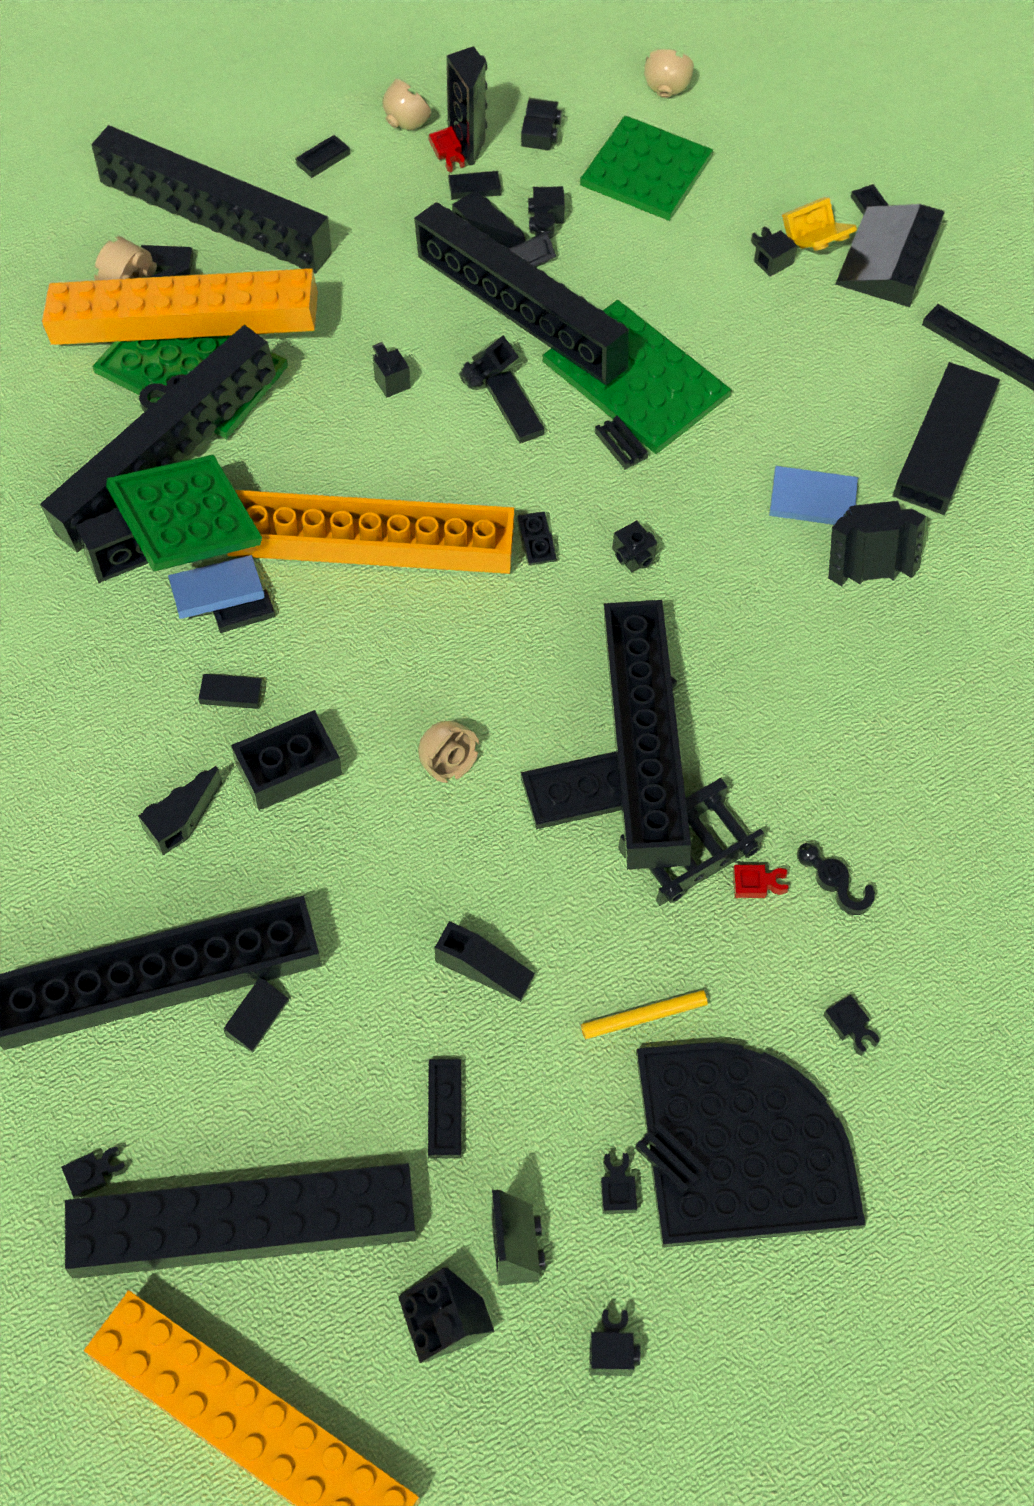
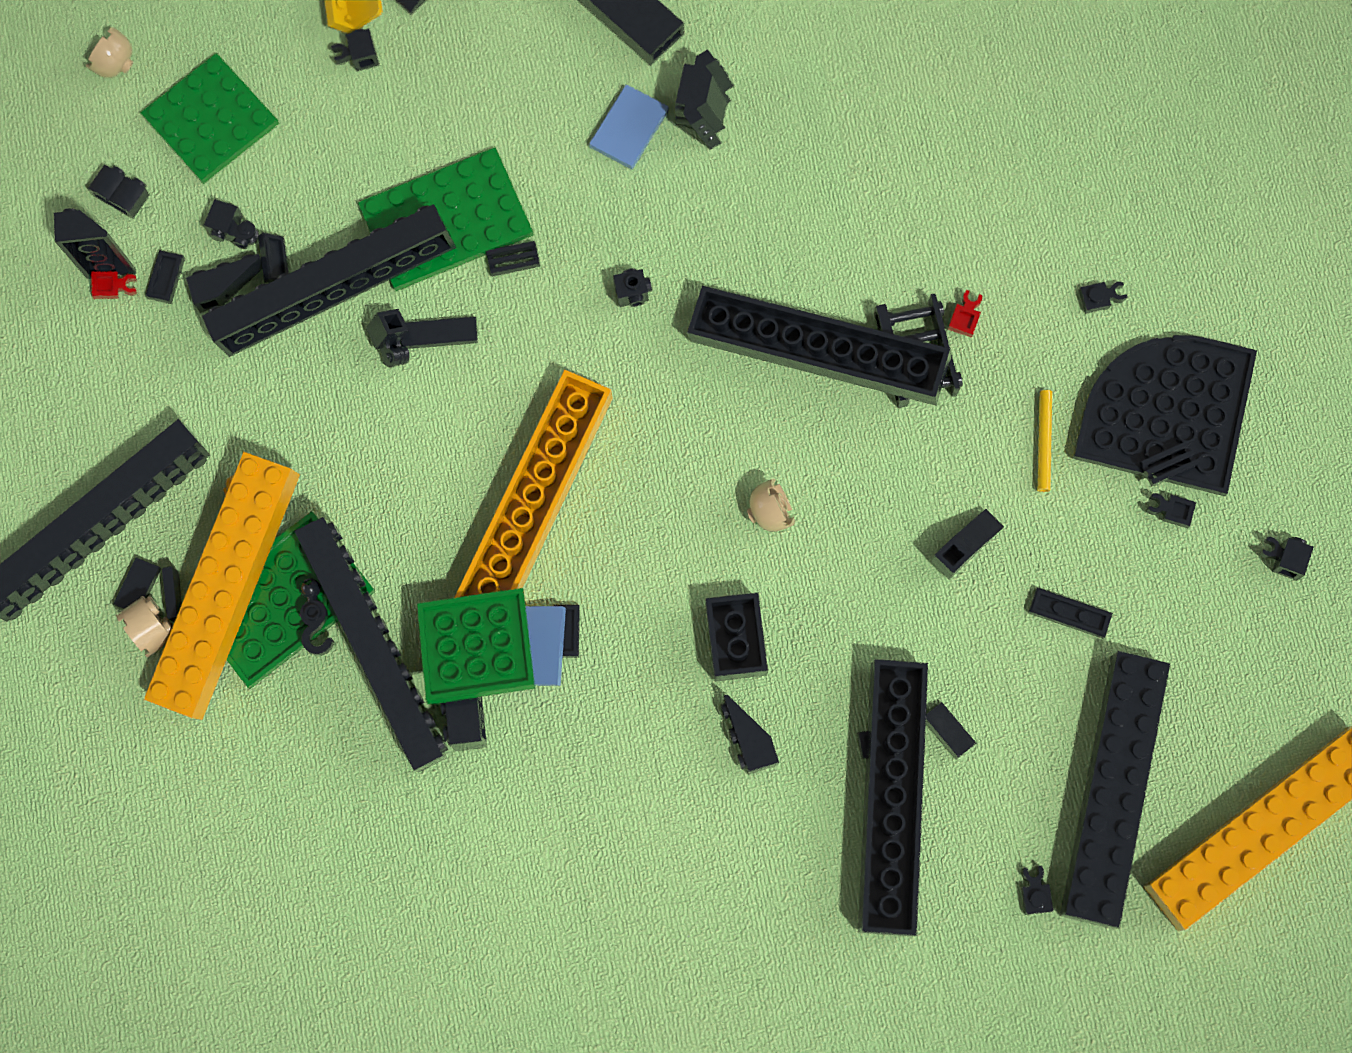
camera: 65 degrees left, 15 degrees up
(230, 691) = (644, 665): black tile -> none
(322, 156) = (67, 402): black tile -> none
(390, 370) = (363, 424): black brick -> none
(404, 107) = (47, 306): tan cylinder -> none
(444, 1315) = (1232, 665): black slope -> none
(515, 1240) = (1198, 597): slope -> none
(536, 538) = (589, 365): black slope -> none
(573, 790) = (836, 421): black tile -> none
(834, 876) = (981, 258): black piece -> none

